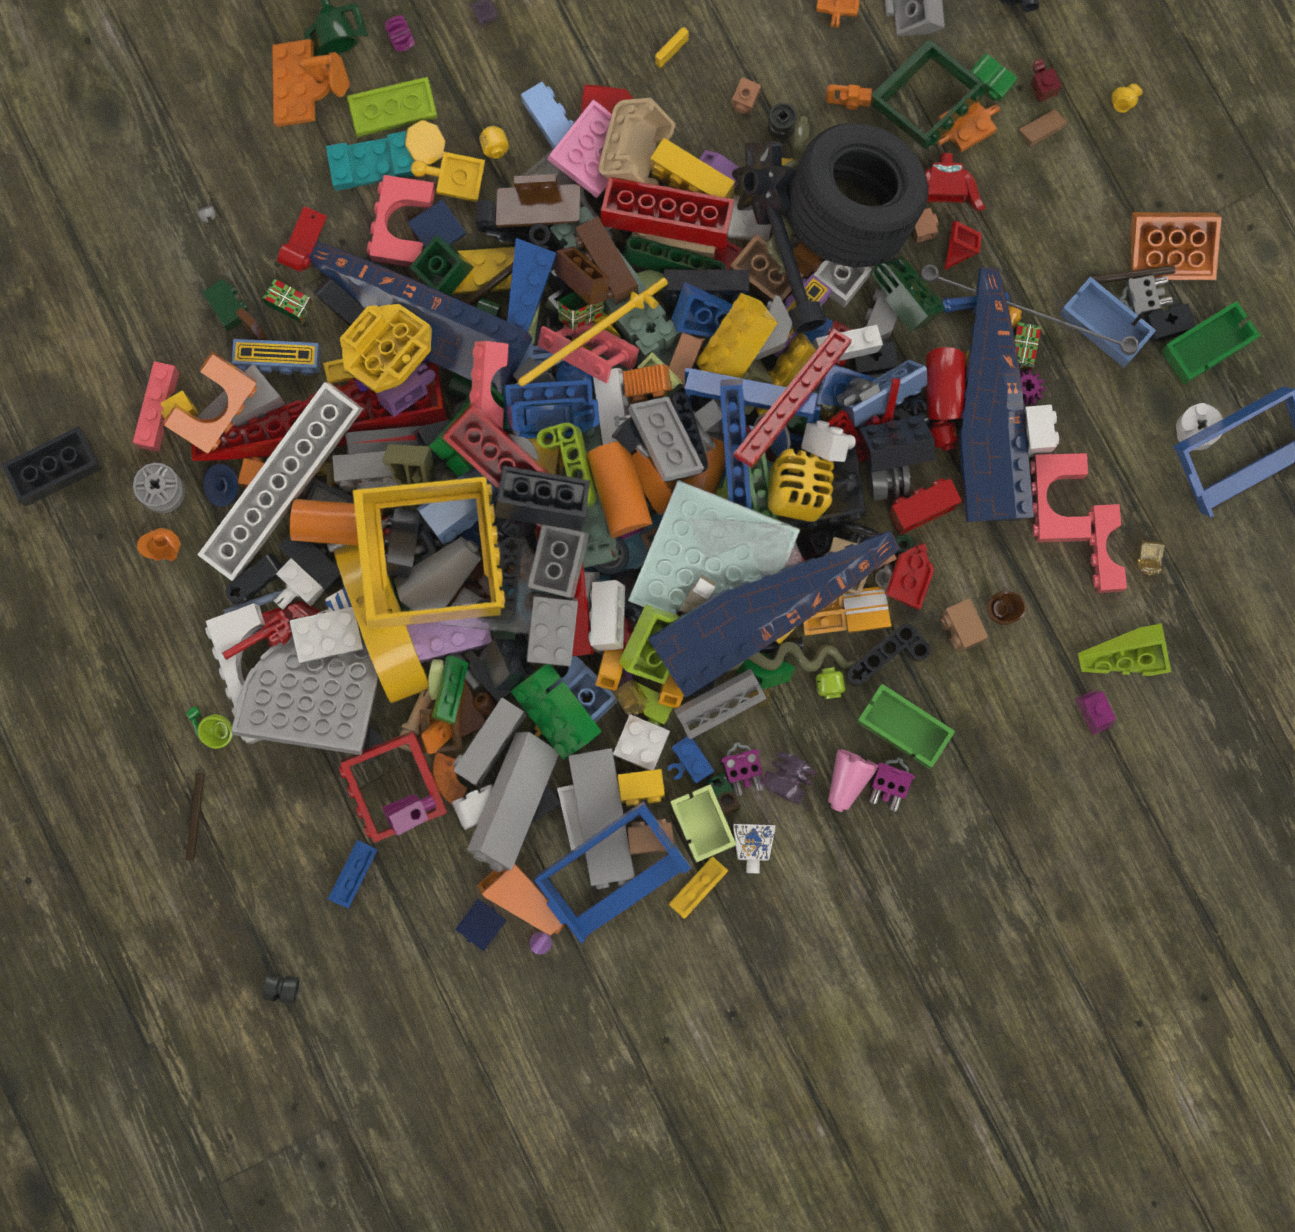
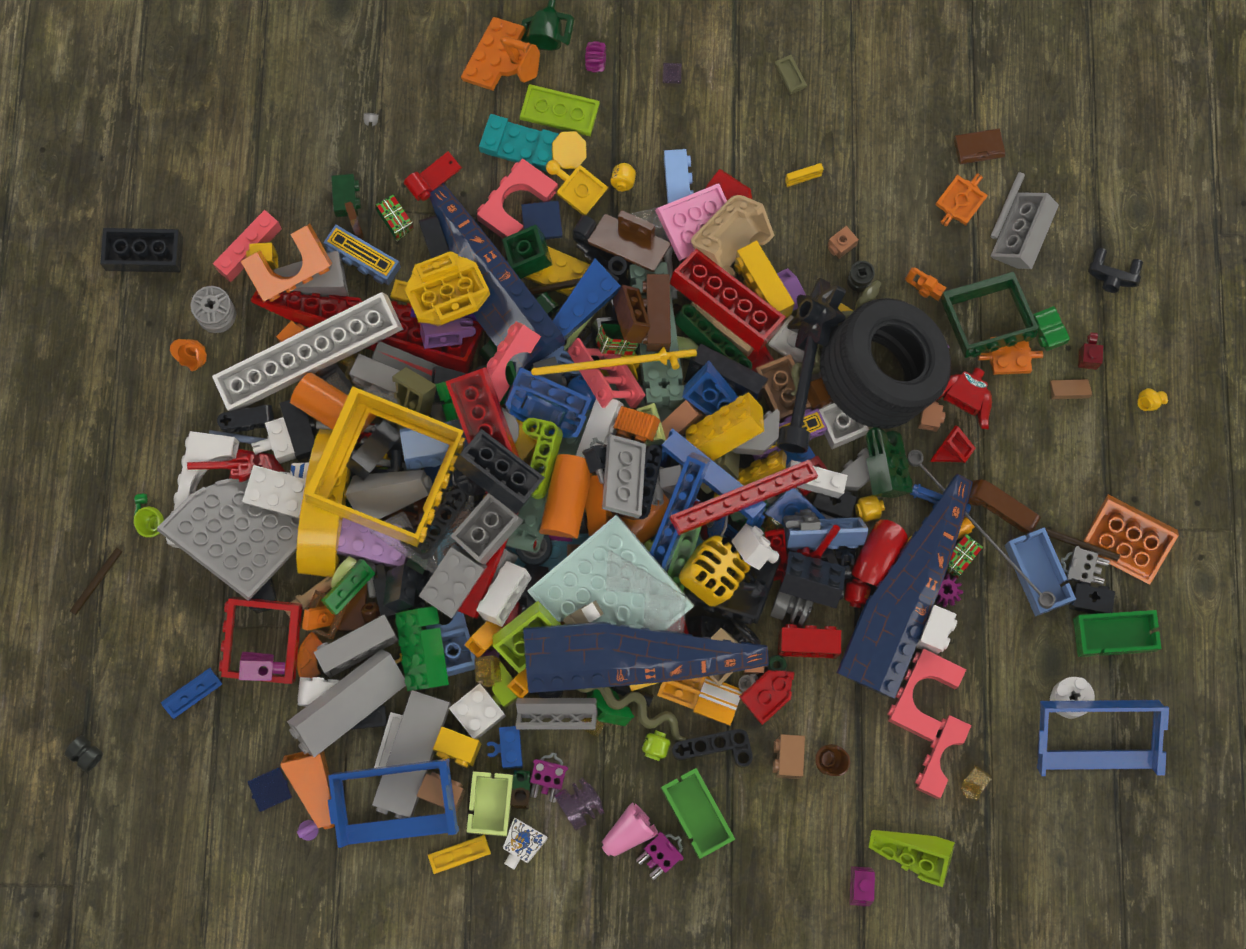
camera: 25 degrees right, 5 degrees down
(221, 485) = (262, 332): dark blue dish -> none
(911, 346) = (869, 508): none -> yellow head
(1039, 276) = (1003, 506): none -> reddish brown beam

